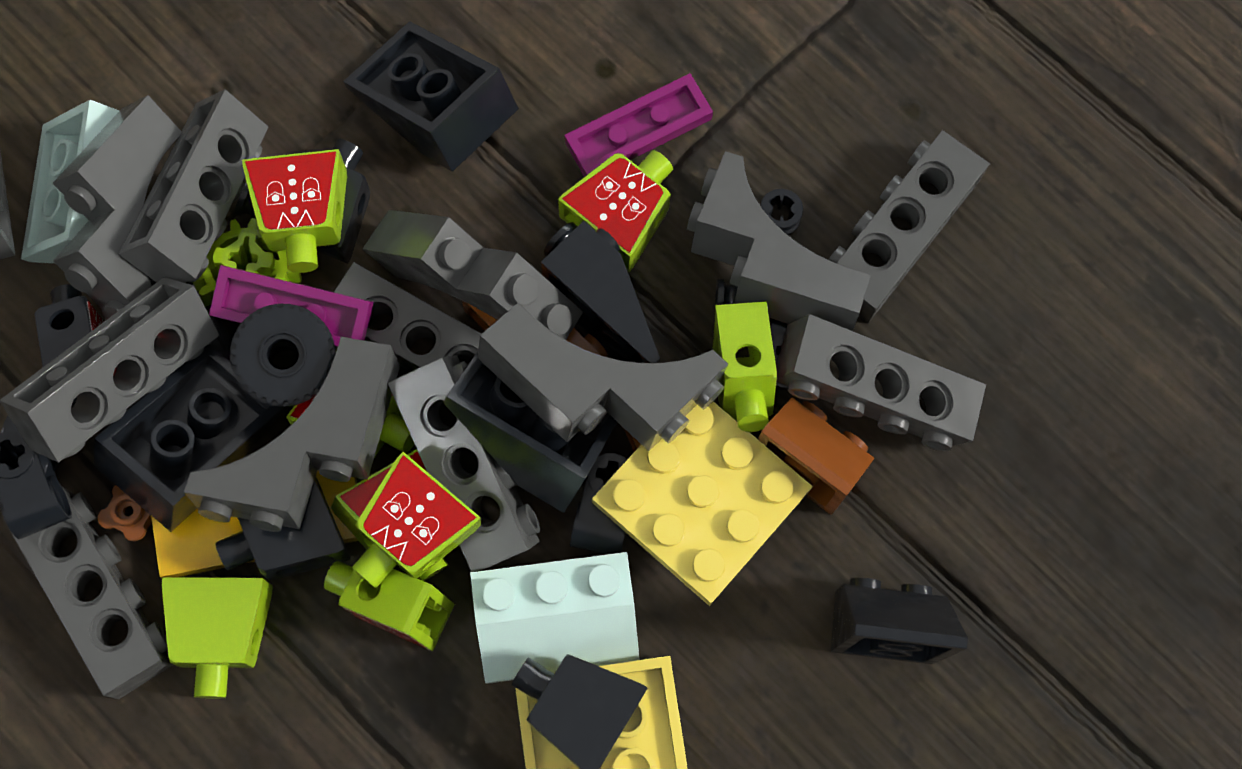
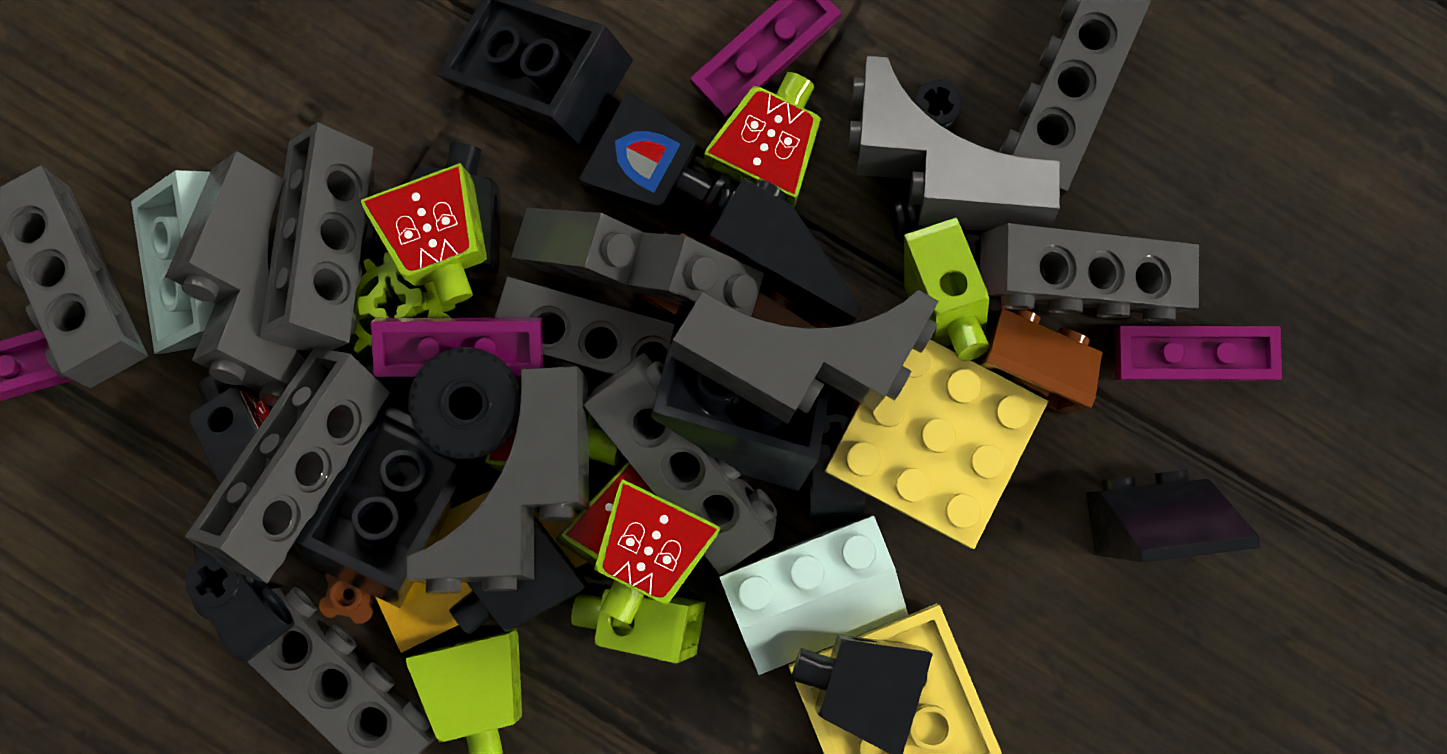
camera: 10 degrees left, 10 degrees up
(503, 197) = (645, 162): none -> black torso
(966, 486) = (1198, 353): none -> magenta plate

